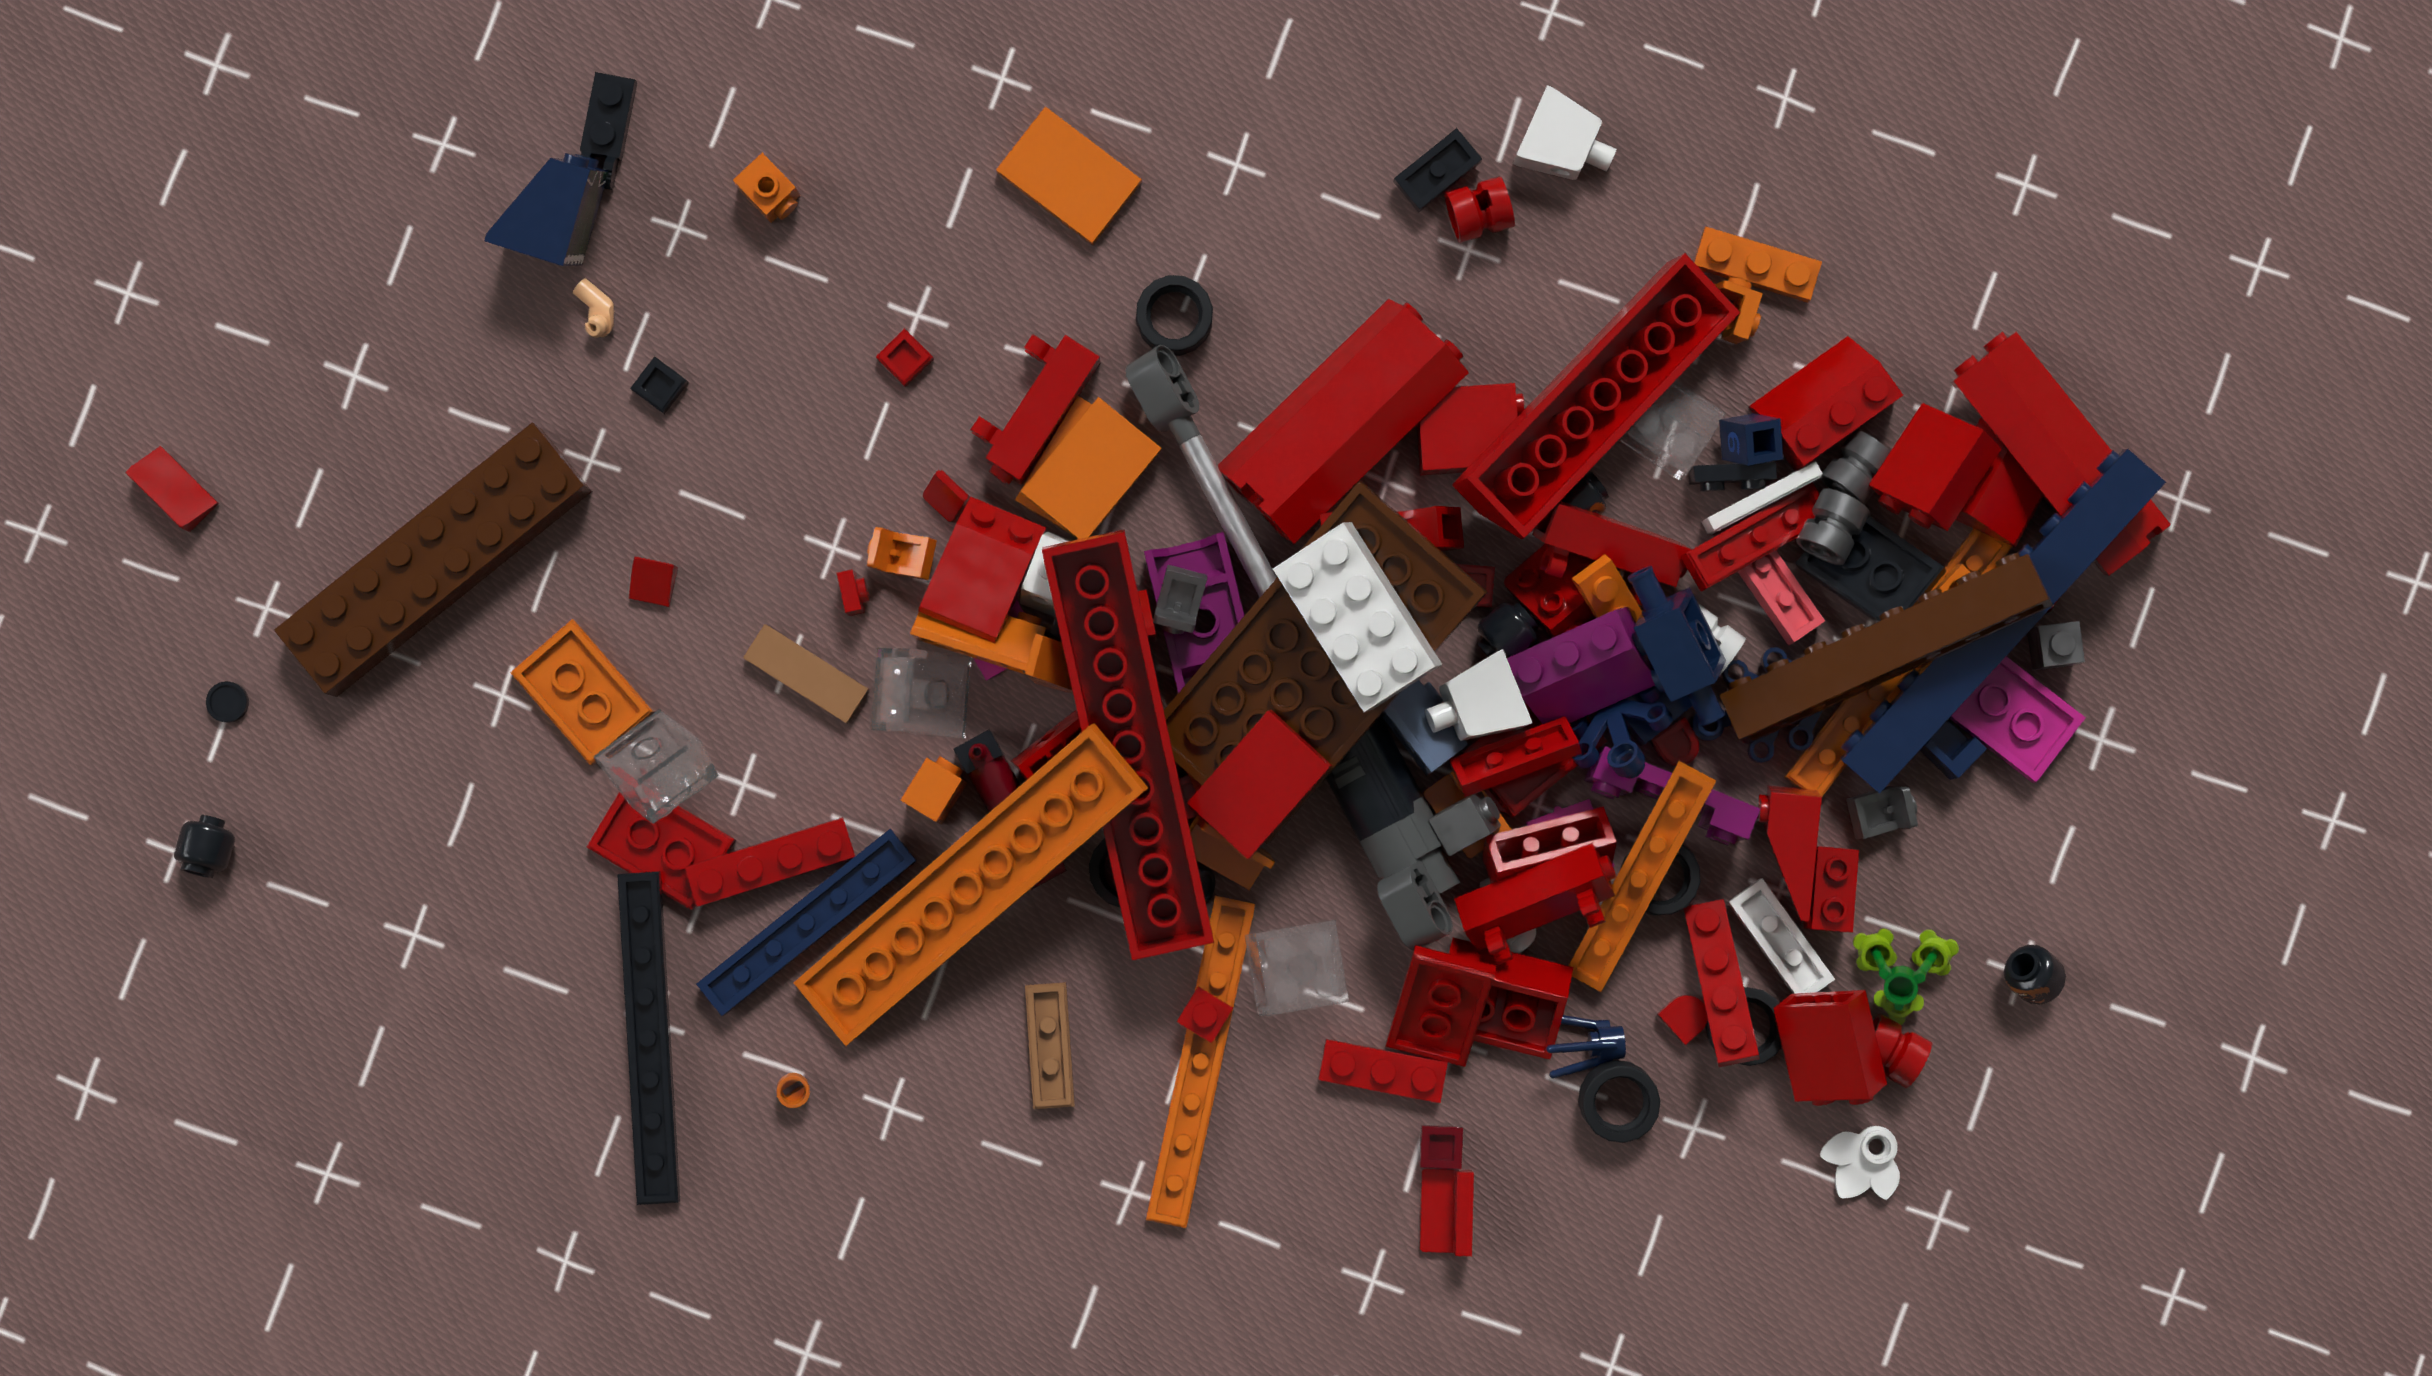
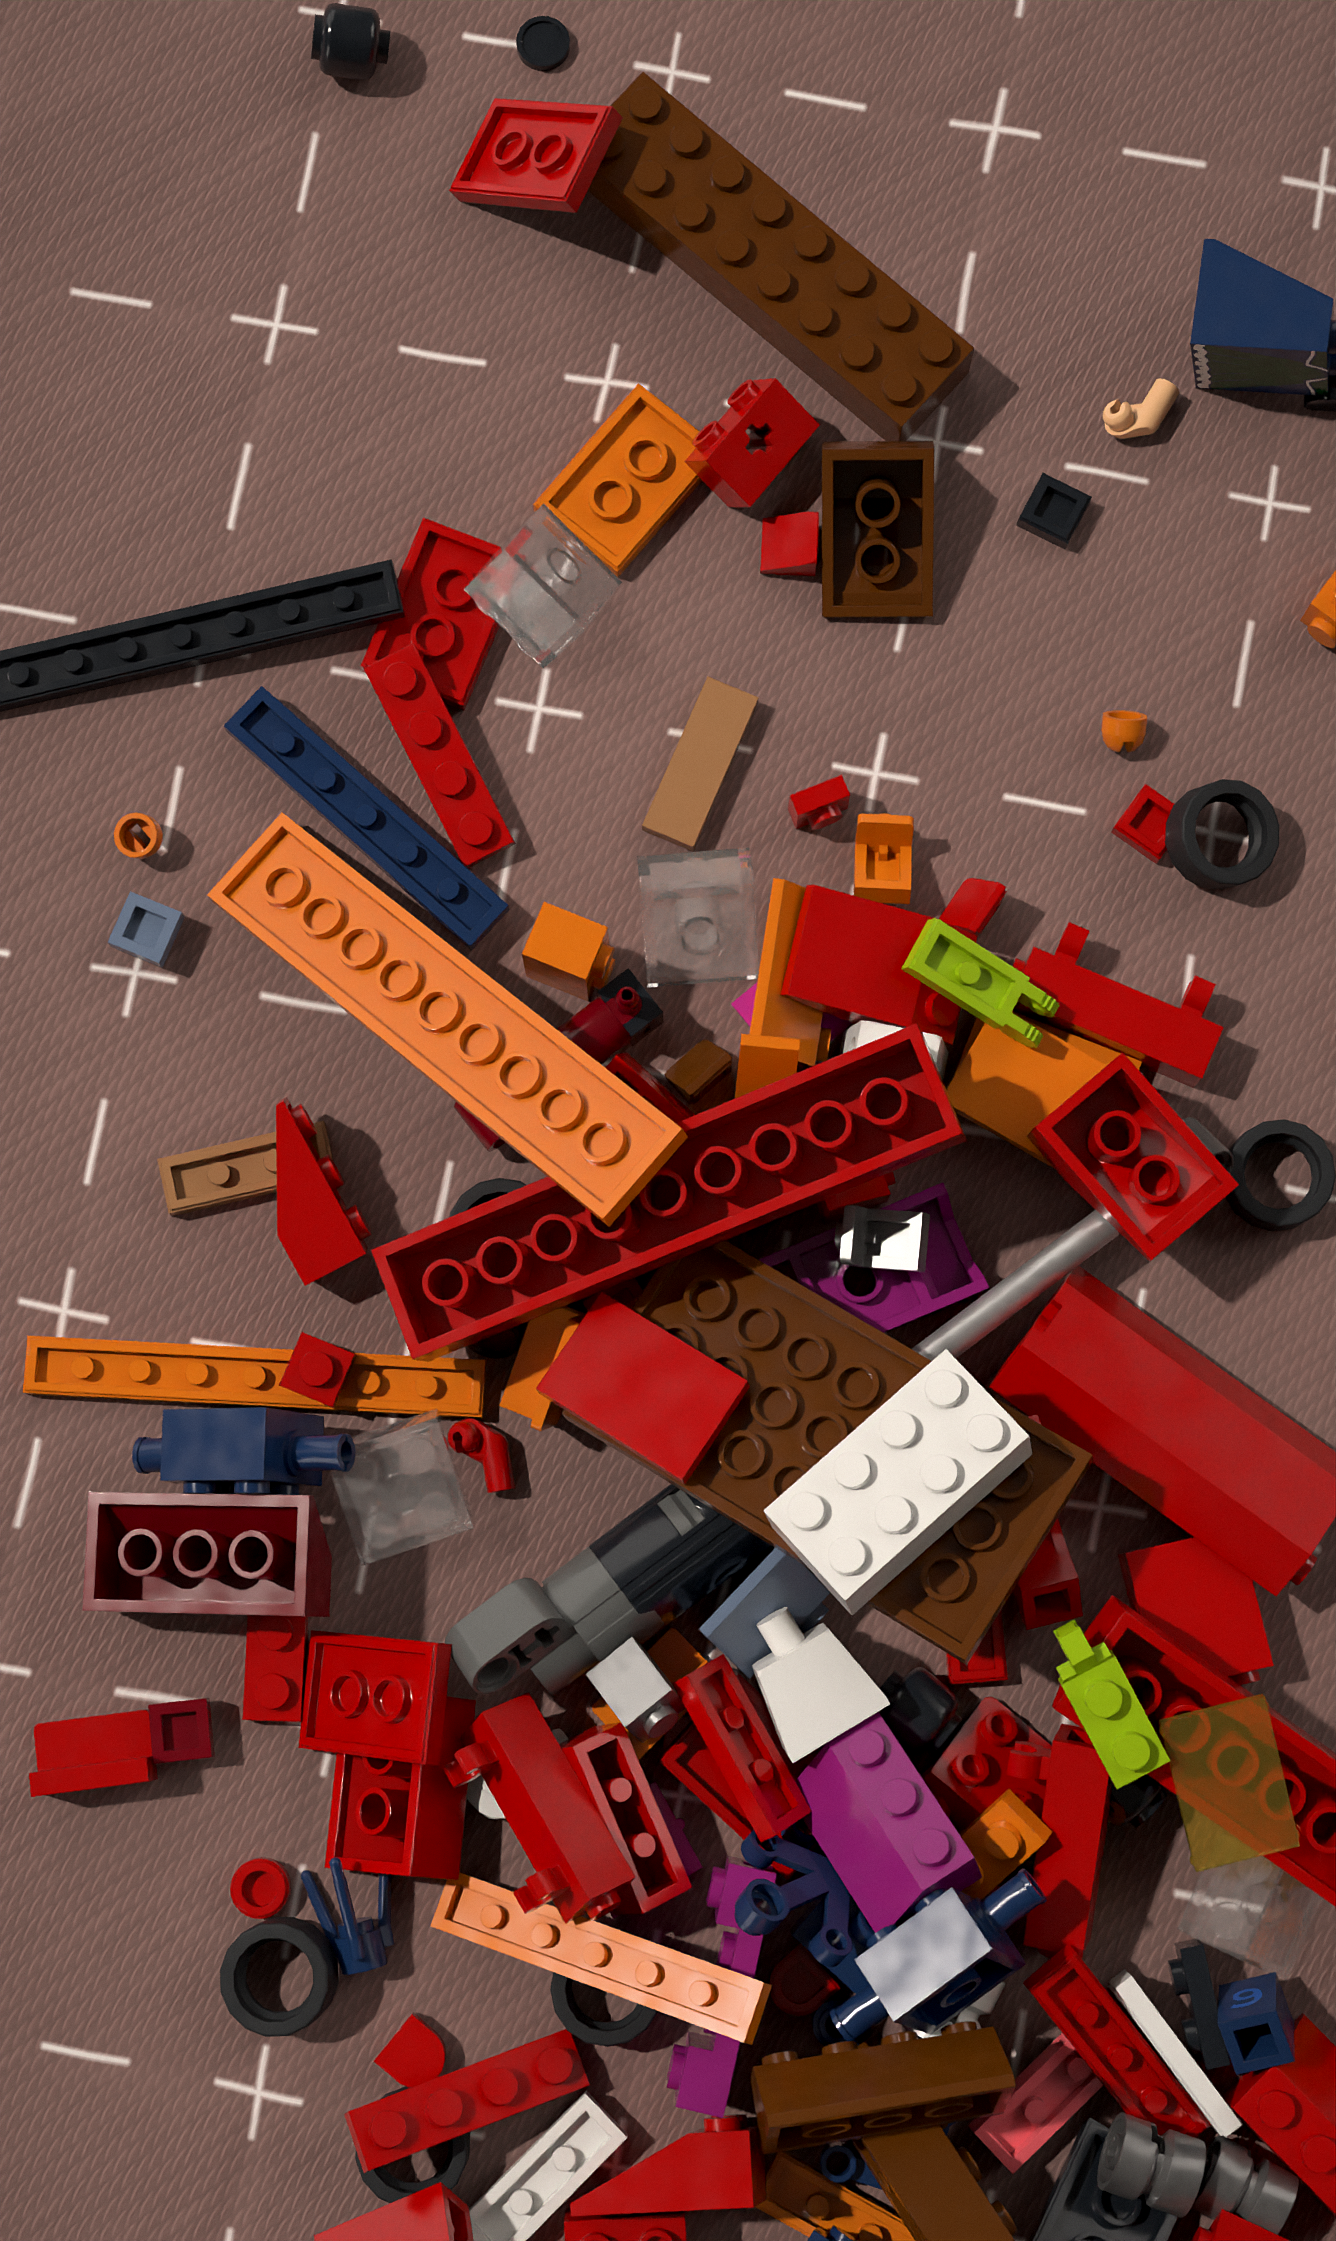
camera: 85 degrees right, 5 degrees down
(323, 720) = (536, 154): none -> red tile
(573, 596) = (777, 430): none -> red brick
(651, 515) = (877, 528): none -> reddish brown slope
(831, 364) = (1125, 727): none -> orange hinge
(863, 1094) = (146, 929): none -> sand blue plate
(927, 280) = (1258, 817): none -> black tyre
(1007, 502) = (977, 981): none -> lime hinge
(1031, 711) = (699, 1070): none -> reddish brown slope
(1095, 1002) = (310, 1212): none -> red slope
(1151, 415) = (1132, 1157): none -> red slope
(1257, 1073) = (243, 1451): none -> dark blue brick
(1277, 903) = (486, 1447): none -> red arm
(1325, 1109) = (206, 1554): none -> dark red slope
(1530, 501) = (1108, 1708): none -> lime hinge
(1556, 1107) = (260, 1888): none -> red tile
(1591, 428) = (1229, 1782): none -> clear yellow piece
(1756, 699) = (880, 2087): none -> reddish brown slope

